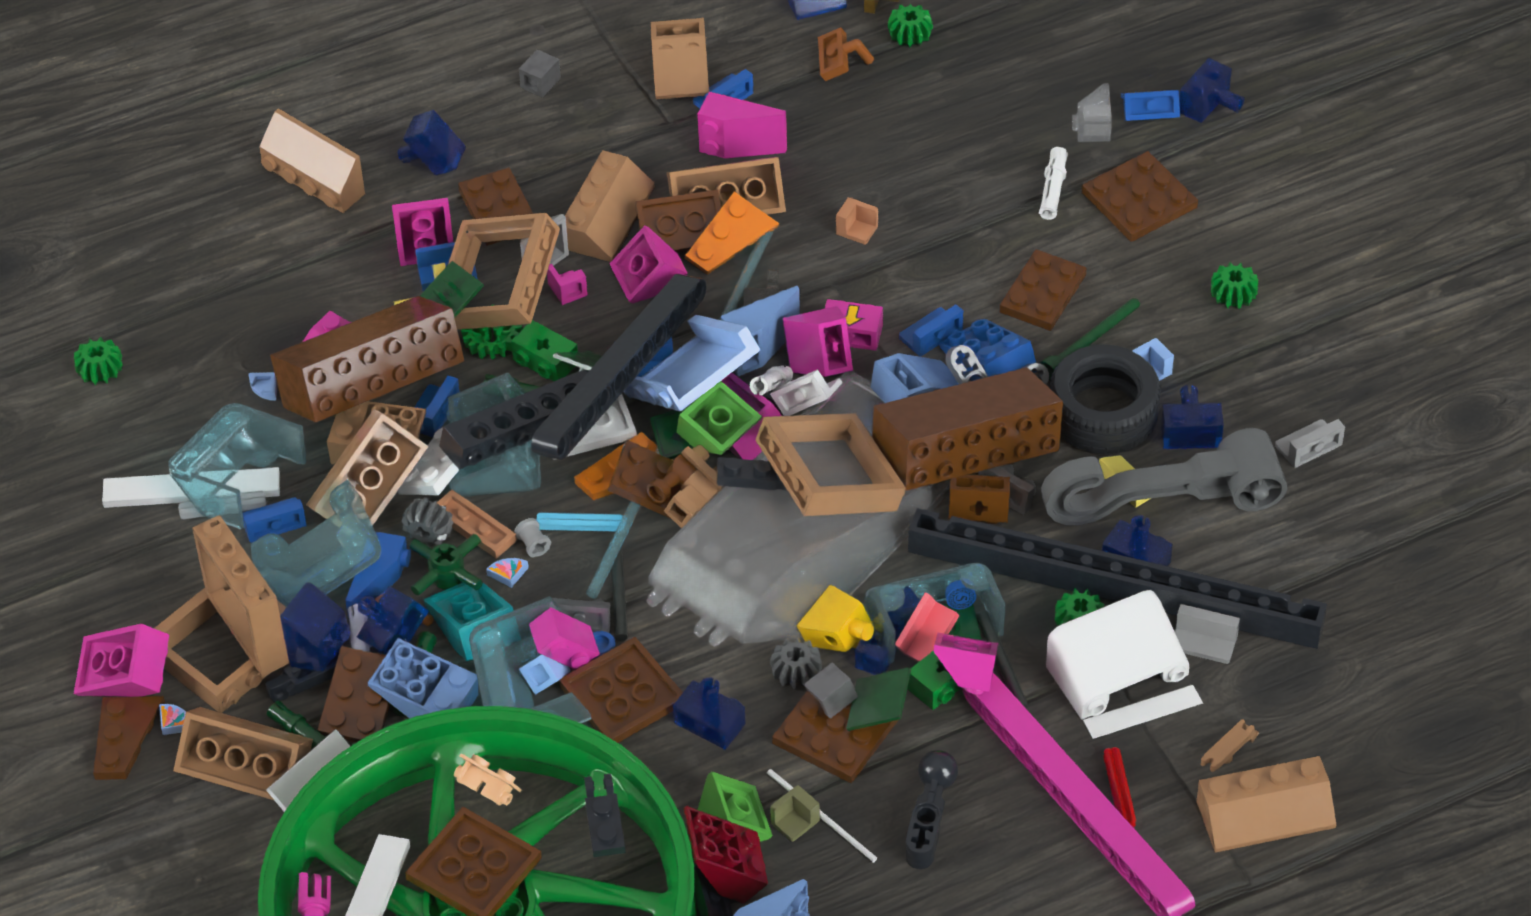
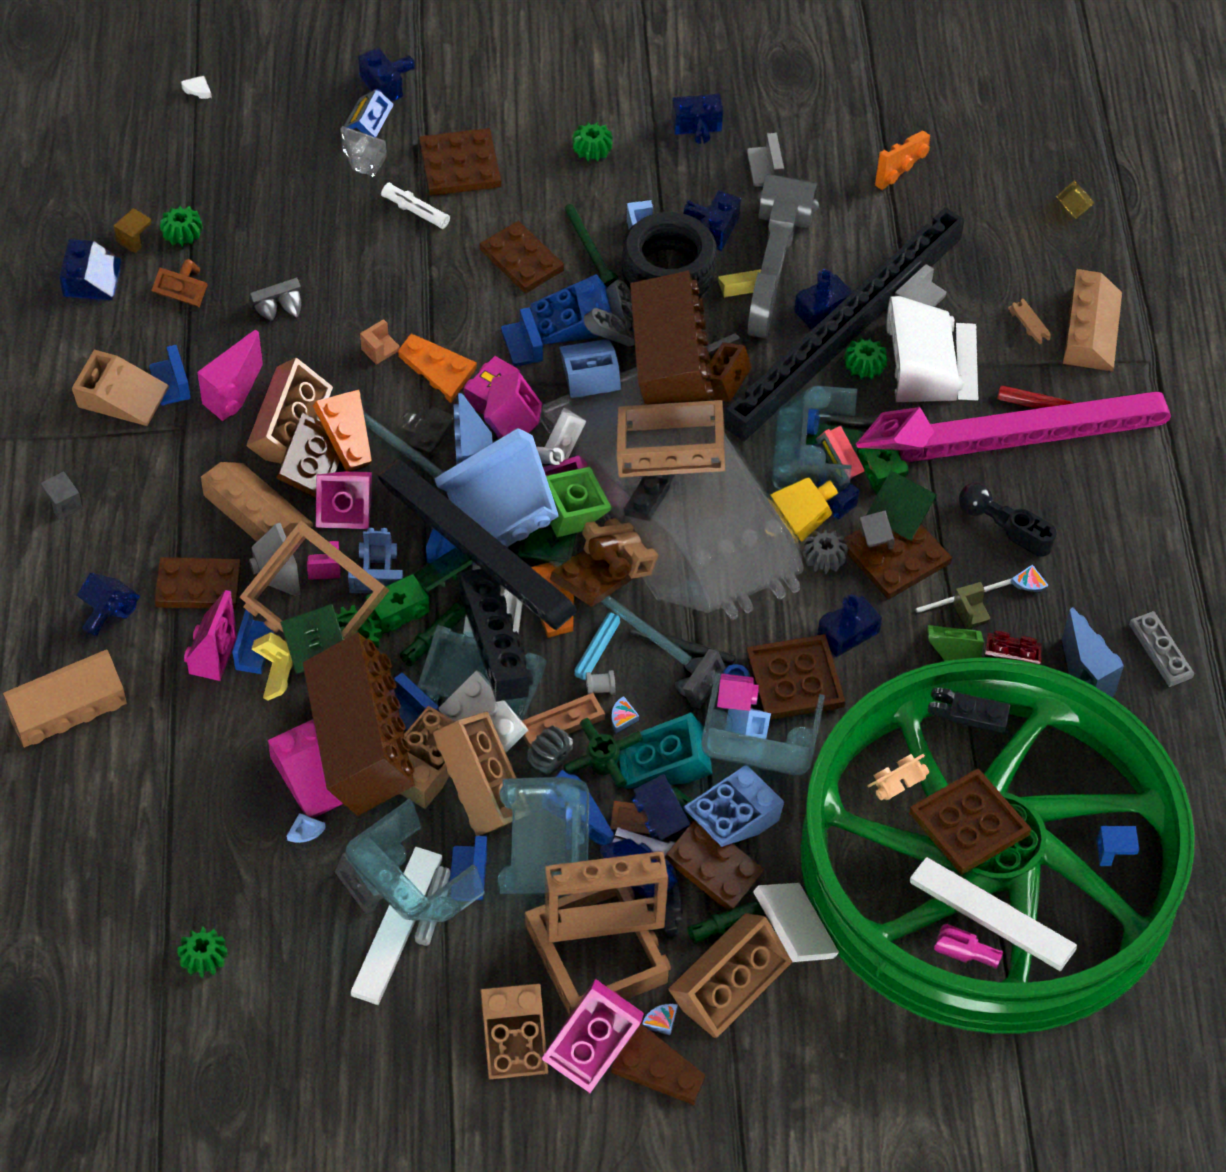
camera: 70 degrees left, 5 degrees up
(114, 601) = (514, 1031): none -> medium nougat slope
(597, 308) = (376, 549): none -> medium blue tile
(859, 274) = (439, 365): none -> orange wing
(860, 856) = (1029, 580): none -> tile
(873, 129) = (286, 293): none -> flat silver tile
(1331, 355) = (697, 115): none -> clear blue brick
(1385, 550) = (901, 159): none -> orange wing
(1446, 734) = (1075, 199): none -> clear yellow panel

